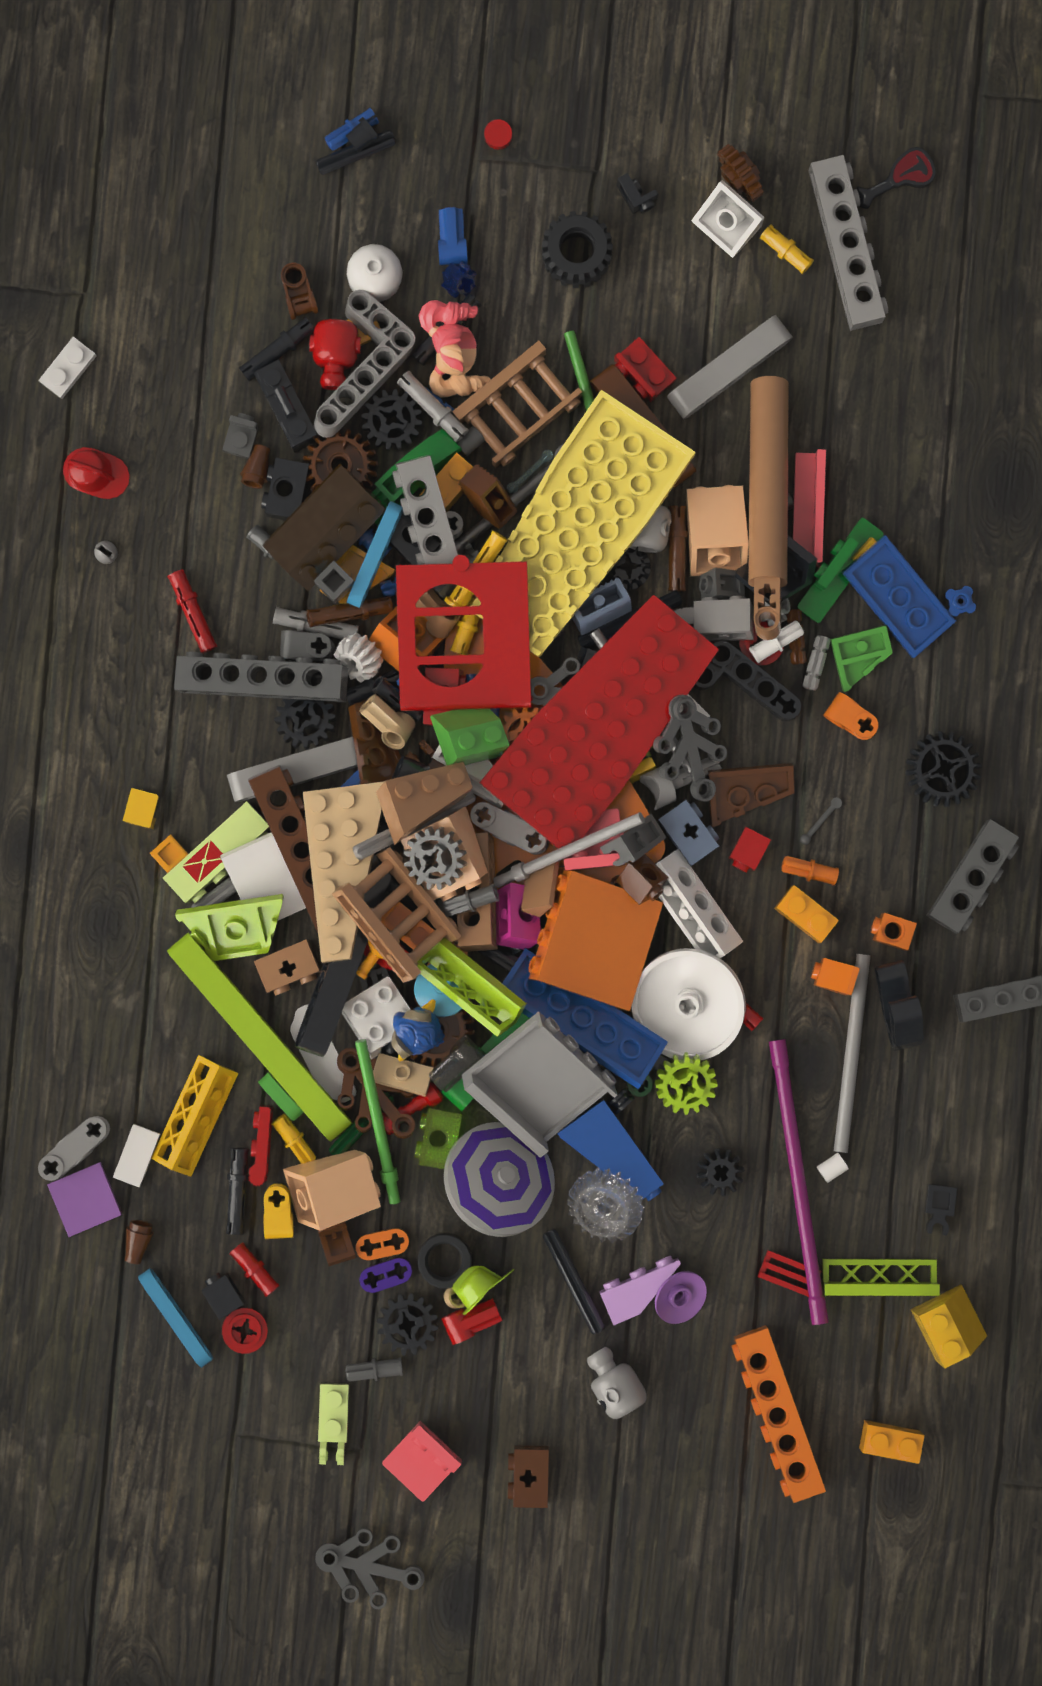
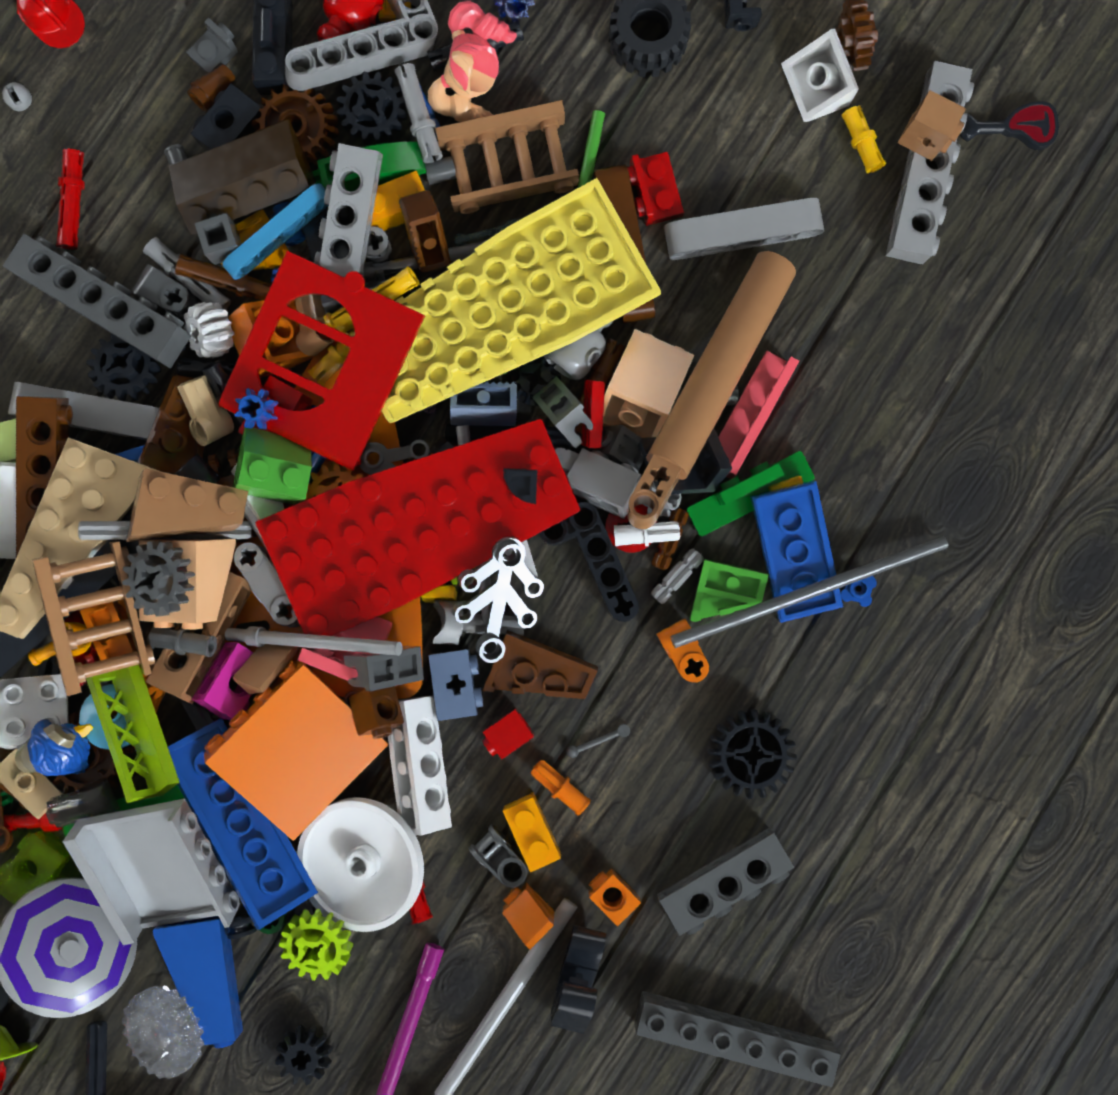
camera: 25 degrees right, 0 degrees up
(427, 697) = (248, 404): none -> blue gear
(664, 579) = (562, 409): none -> dark grey hinge
(665, 651) = (522, 483): none -> black tile
(688, 570) = (593, 408): none -> red tile
(790, 945) = (498, 856): none -> dark grey piece
(836, 220) = (933, 126): none -> medium nougat brick
(924, 622) = (808, 592): none -> dark grey piece

